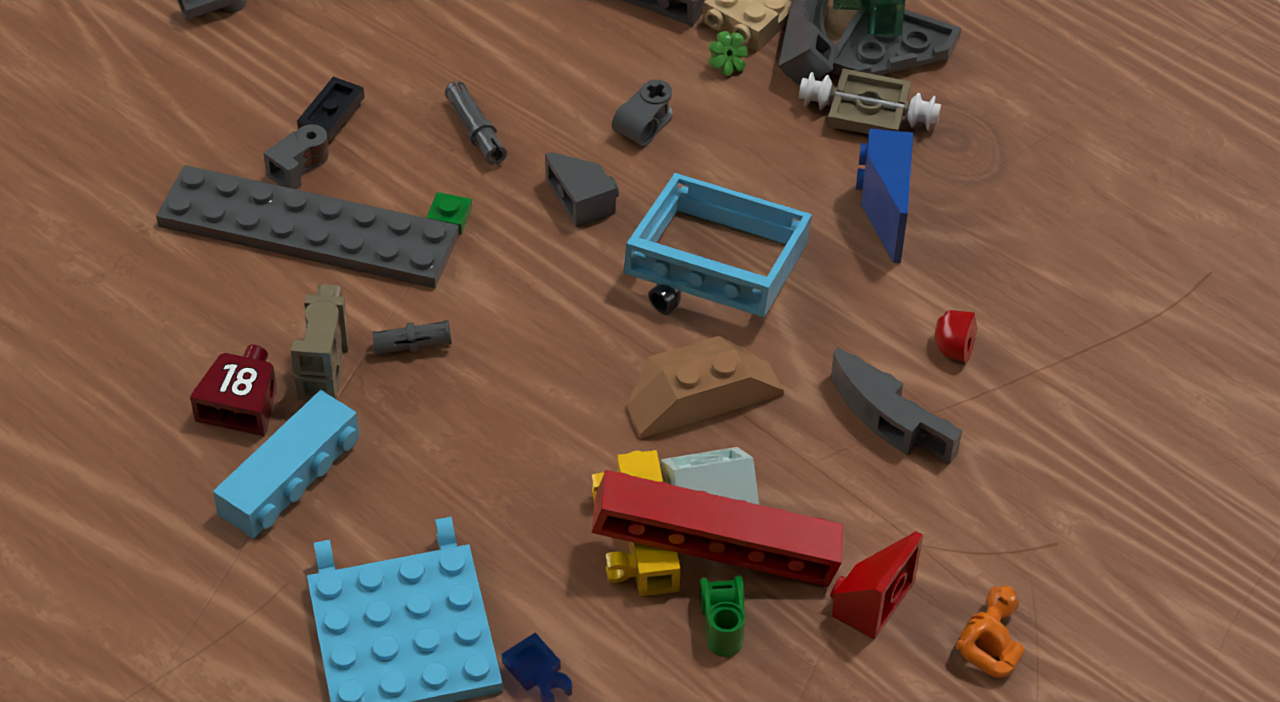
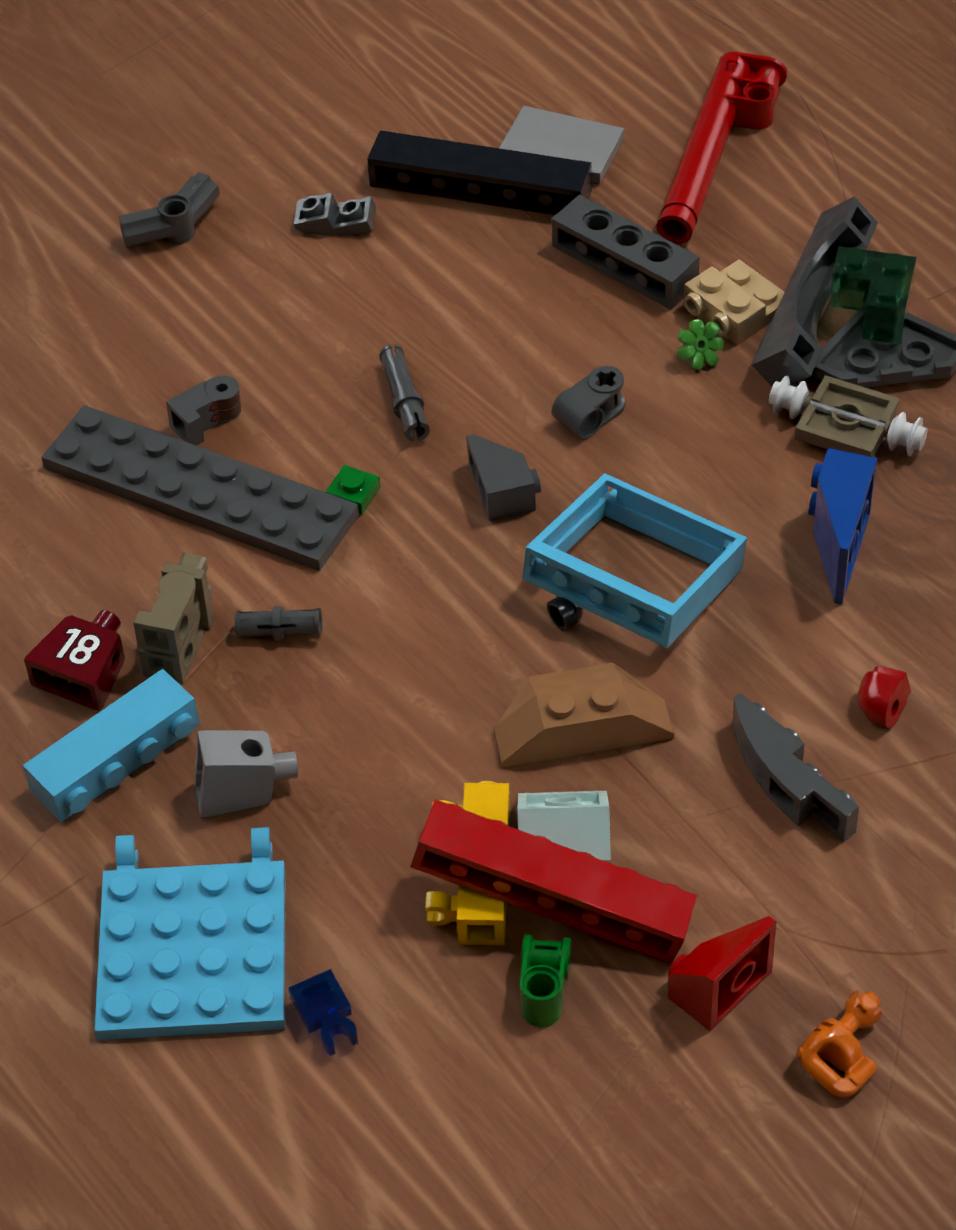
camera: 15 degrees right, 0 degrees up
(332, 106) = (254, 358): black plate -> none
(409, 471) = (237, 770): none -> light grey torso

